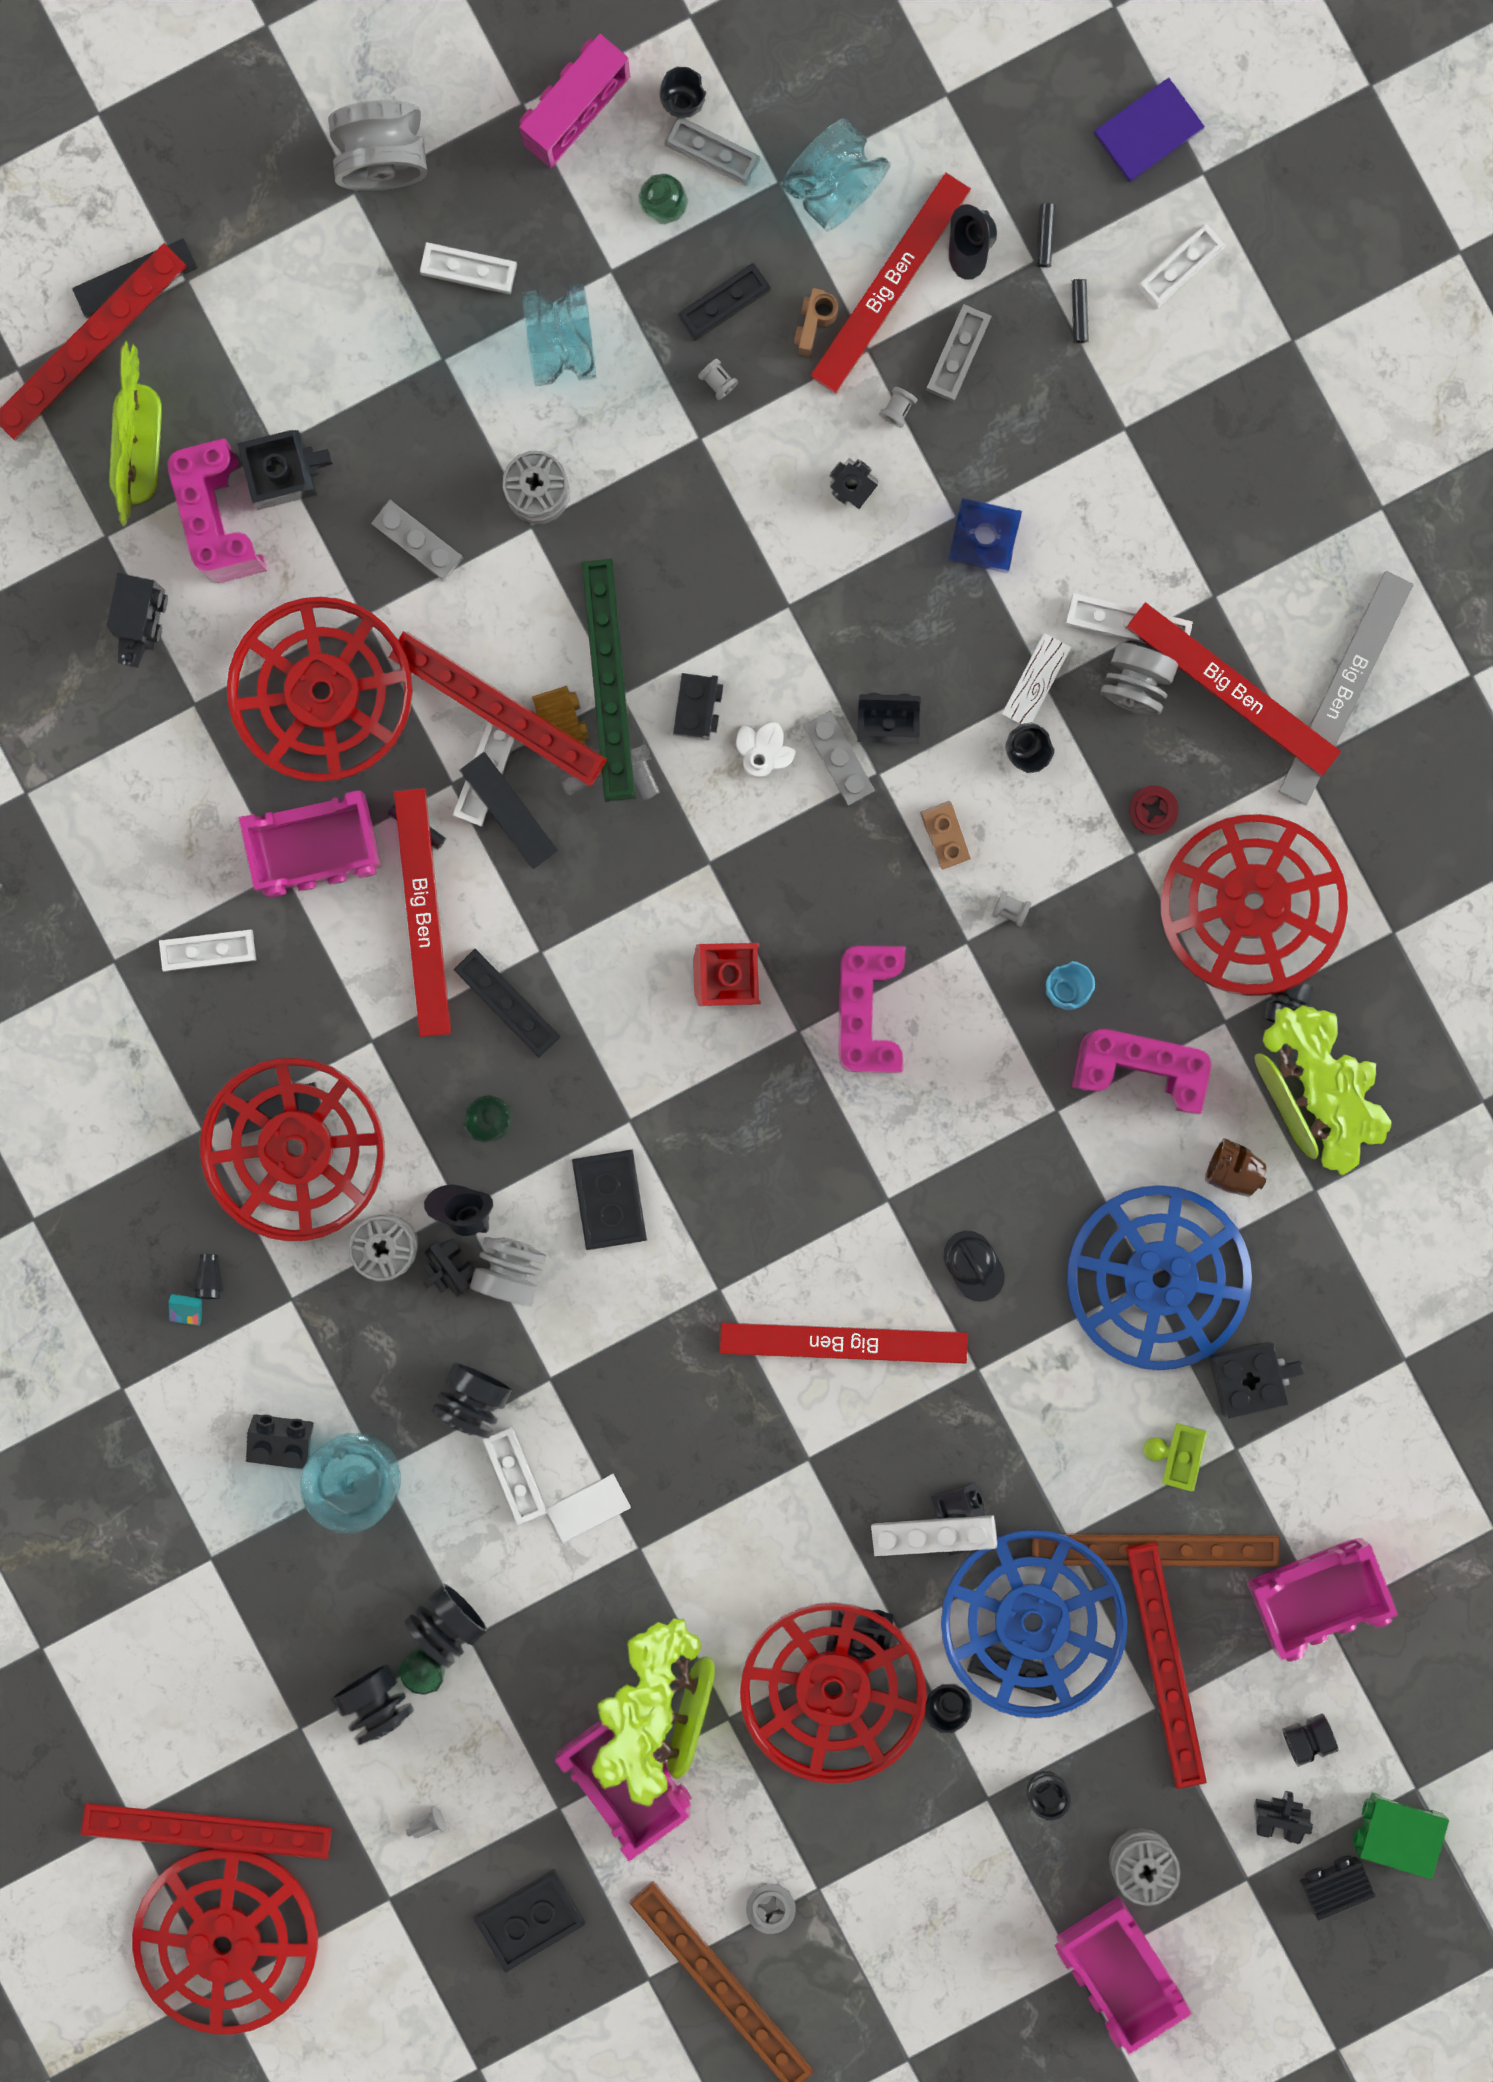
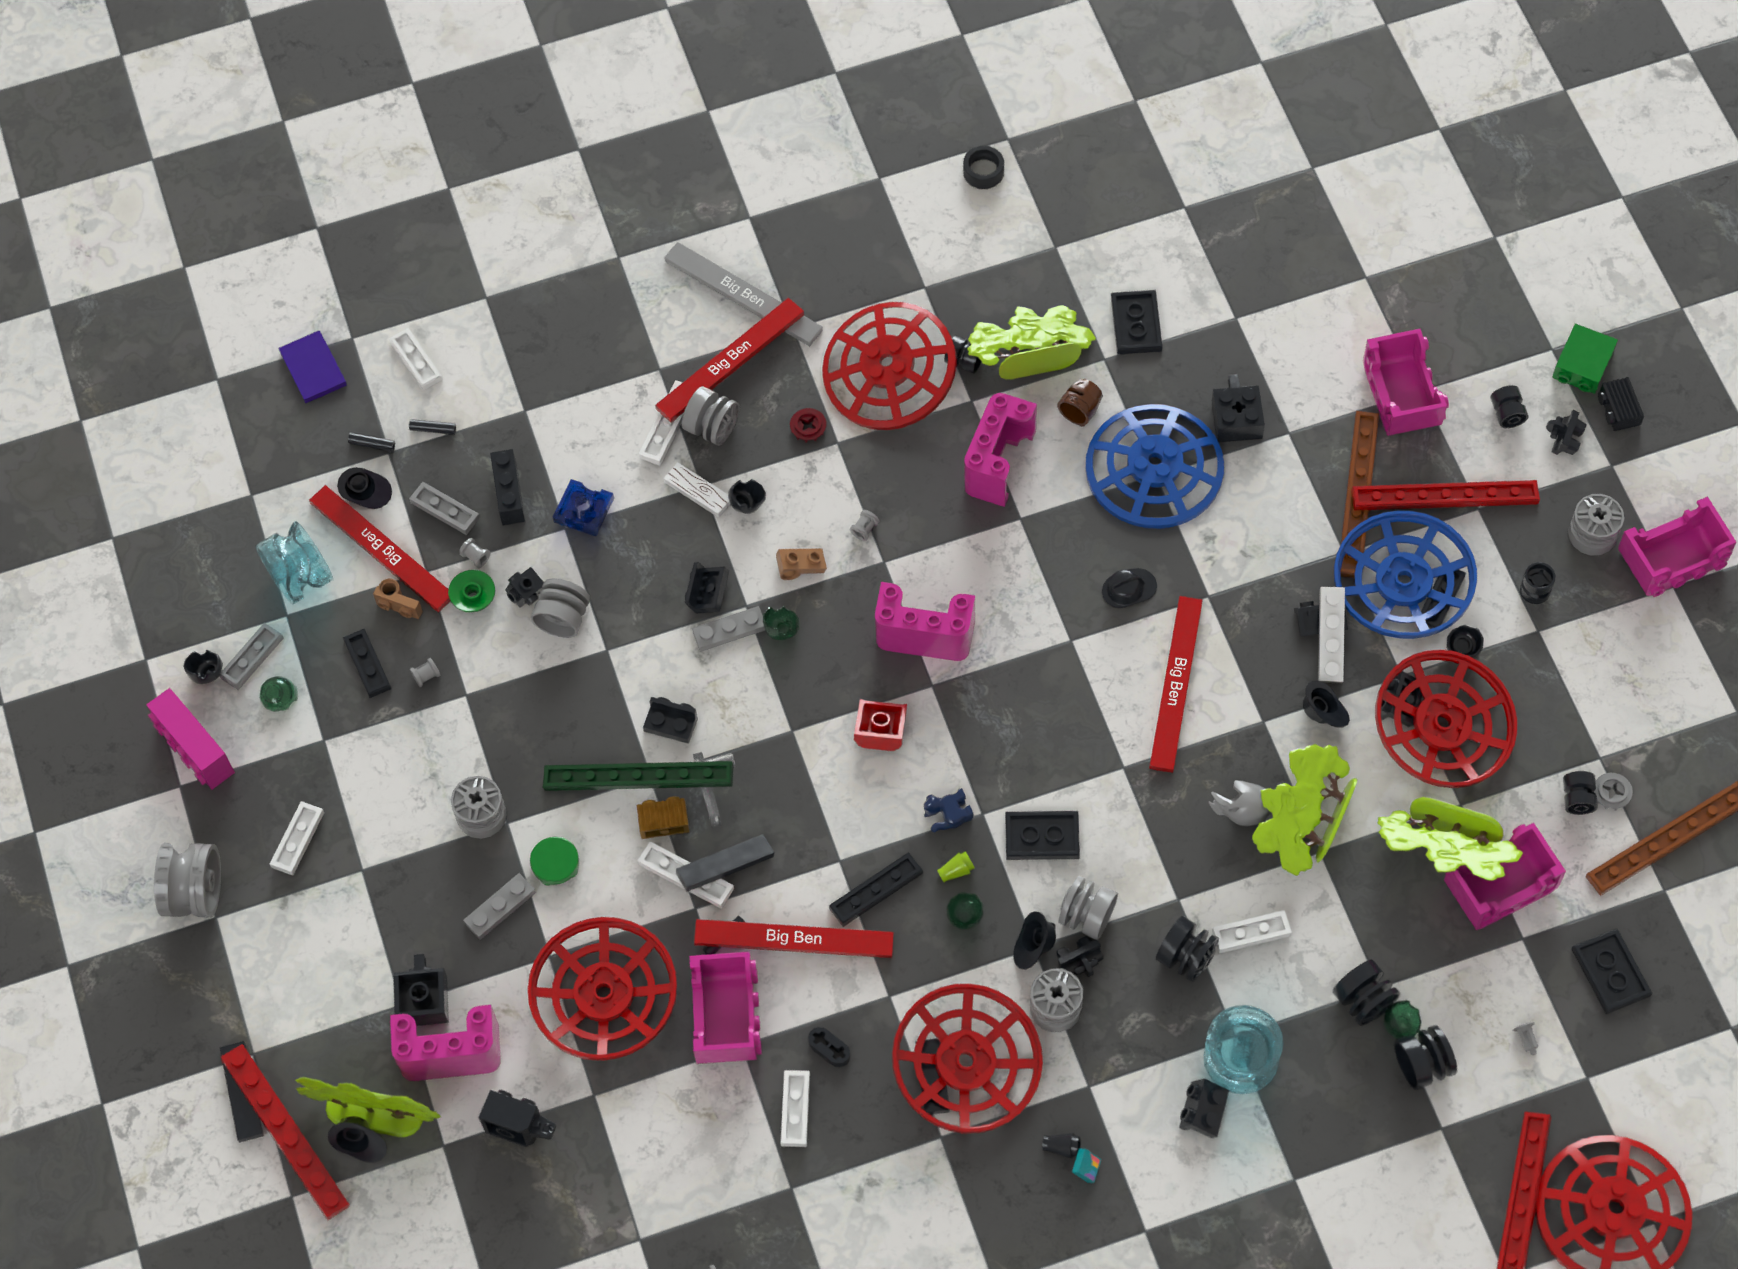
camera: 75 degrees left, 25 degrees down
(93, 430) = (357, 1139): none -> black piece
(286, 974) = (832, 1042): none -> black beam
(484, 596) = (554, 861): none -> green tile
(500, 710) = (647, 852): red plate -> none
(548, 1099) = (956, 867): none -> lime cone
(559, 335) = (367, 769): clear light blue piece -> none
(588, 1508) = (1284, 886): white sticker -> none
(627, 1078) = (950, 808): none -> dark blue animal
(679, 1455) = (1245, 808): none -> light grey helmet
(679, 1519) = (1298, 808): none -> lime plant
(757, 1869) = (1580, 792): none -> black wheel
(764, 745) = (711, 677): white plate -> none
(827, 535) = (560, 608): none -> light grey wheel
(831, 1537) = (1324, 706): none -> black piece
(841, 399) = (471, 582): none -> green dish
(851, 823) = (780, 623): none -> clear green hair
(999, 429) = (507, 487): none -> black brick
(1070, 985) = (928, 491): medium azure hair -> none
(1183, 1455) = (1289, 464): lime plate -> none
(1377, 1226) = (1136, 322): none -> black tile

